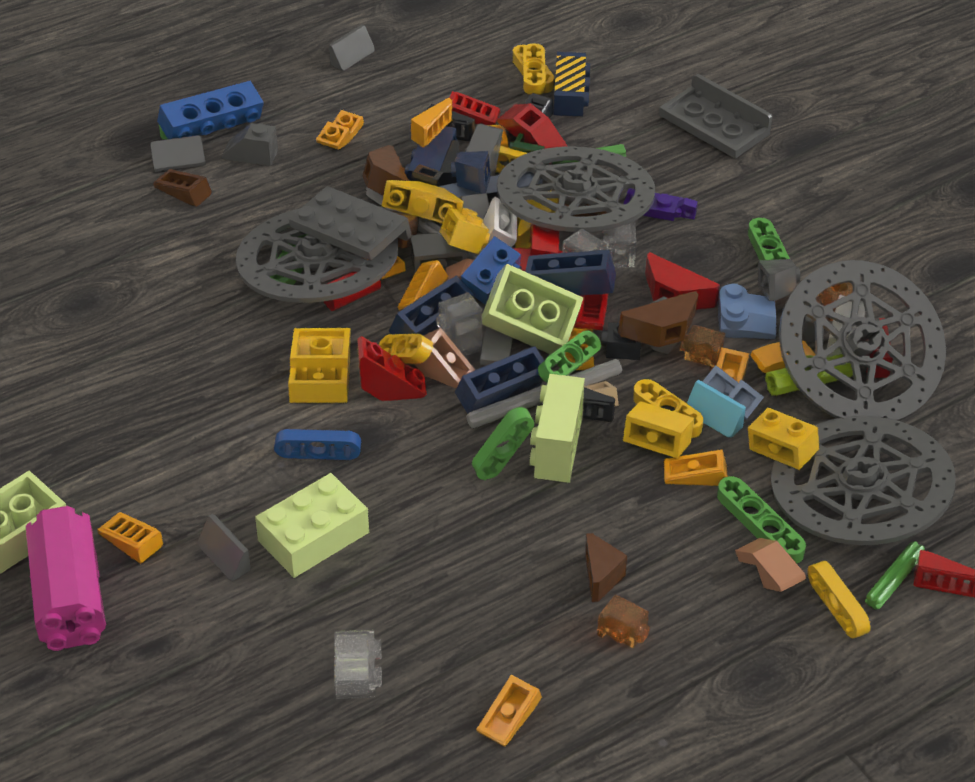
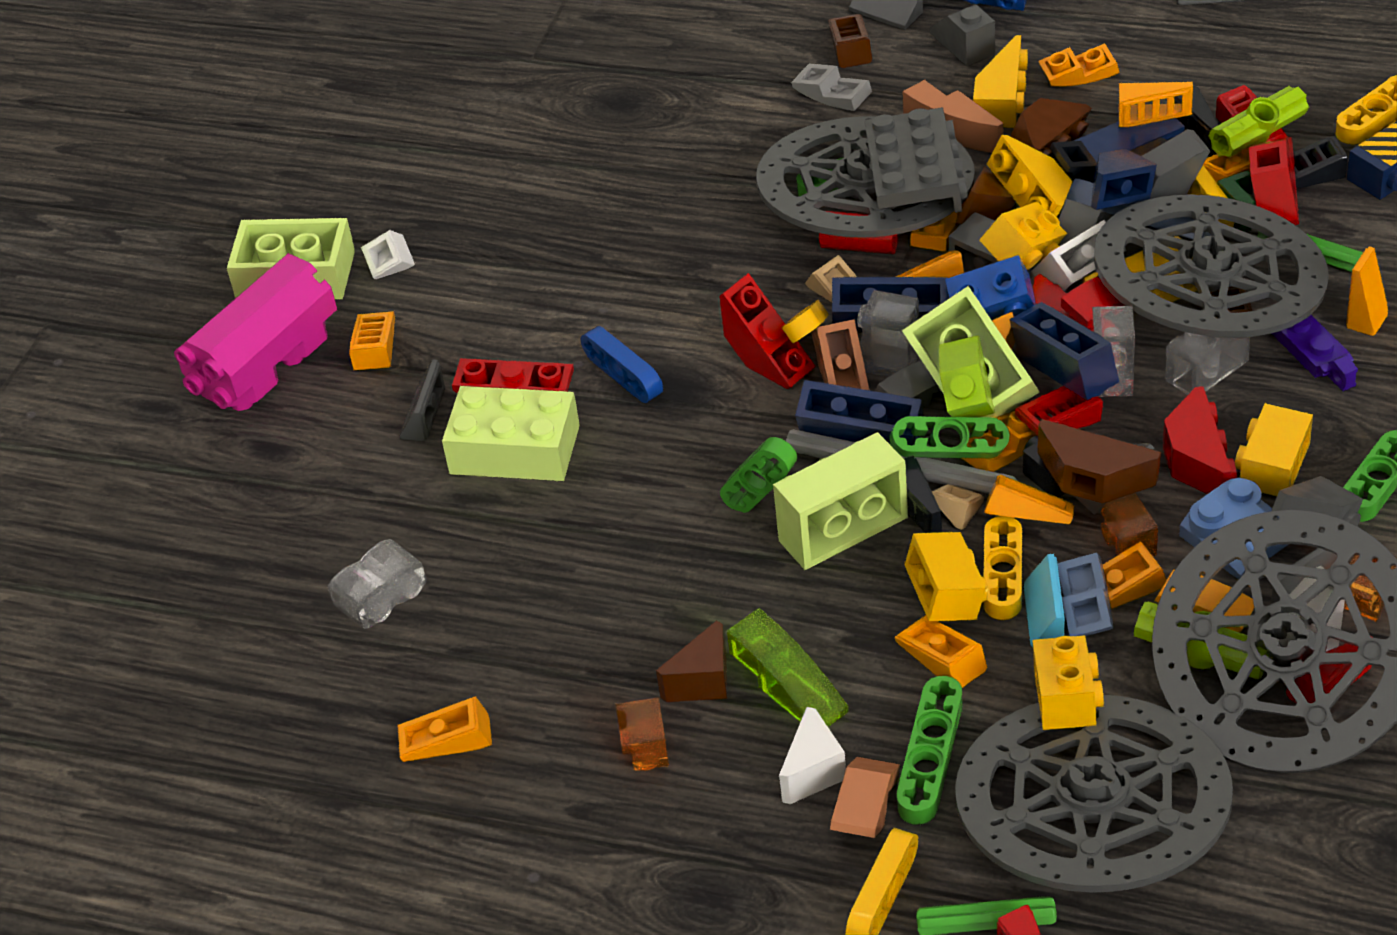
camera: 55 degrees right, 0 degrees up
(66, 482) = (387, 254): none -> white slope
(202, 221) = (827, 87): none -> light grey slope
(276, 490) = (513, 375): none -> red slope
(295, 195) = (972, 124): none -> nougat slope
(319, 164) = (1003, 83): none -> yellow slope
(319, 365) = (696, 299): yellow slope -> none
(368, 323) = (821, 279): none -> tan slope
(489, 102) = (1258, 121): none -> lime piece
(553, 316) = (965, 378): none -> lime slope
(636, 369) = (1022, 501): none -> light orange slope
(647, 535) = (784, 668): none -> clear neon green slope
(655, 162) = (1367, 296): none -> light orange slope
(718, 260) = (1275, 448): none -> yellow brick
(718, 564) = (812, 761): none -> white slope

